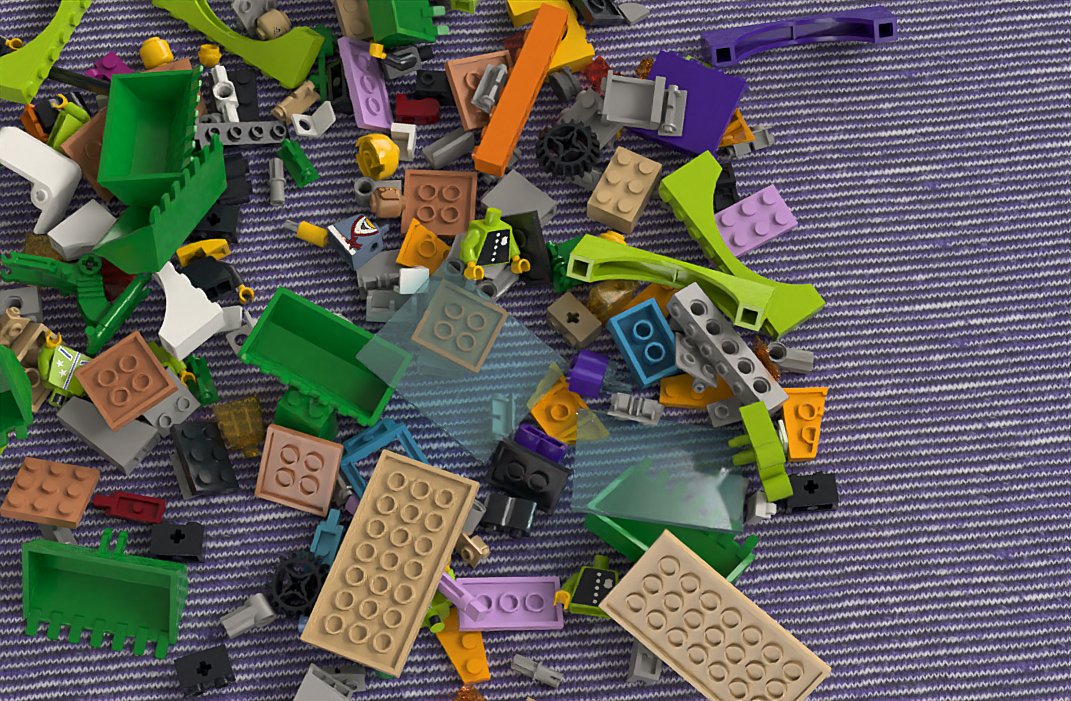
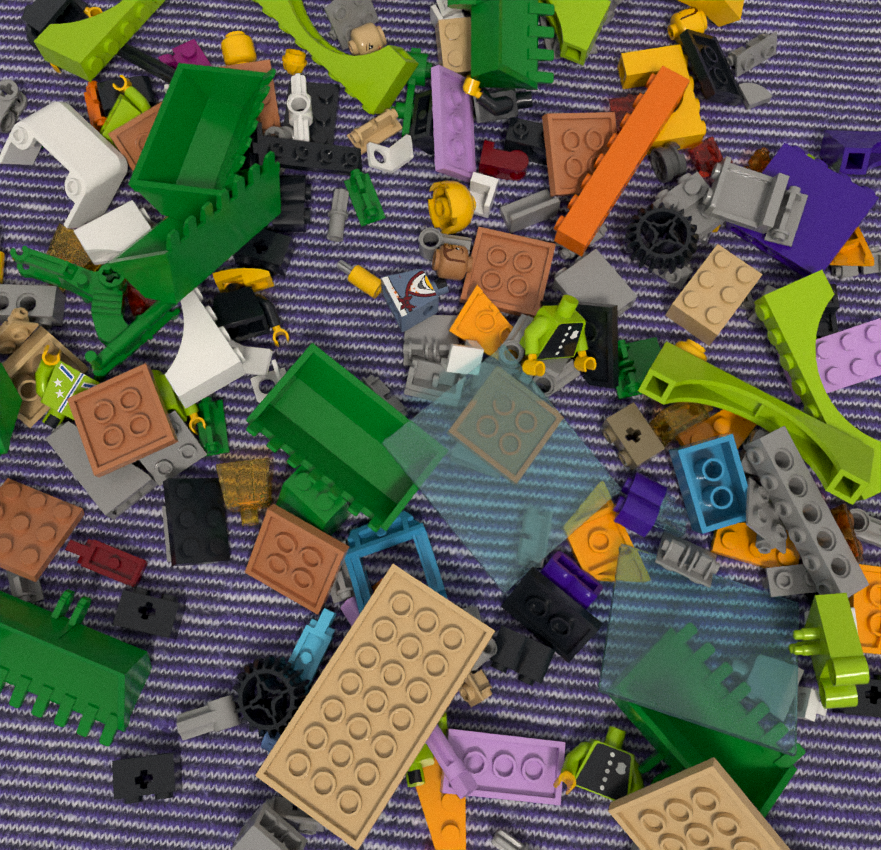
camera: 10 degrees right, 10 degrees up
(489, 87) = (587, 151): light grey hinge -> none

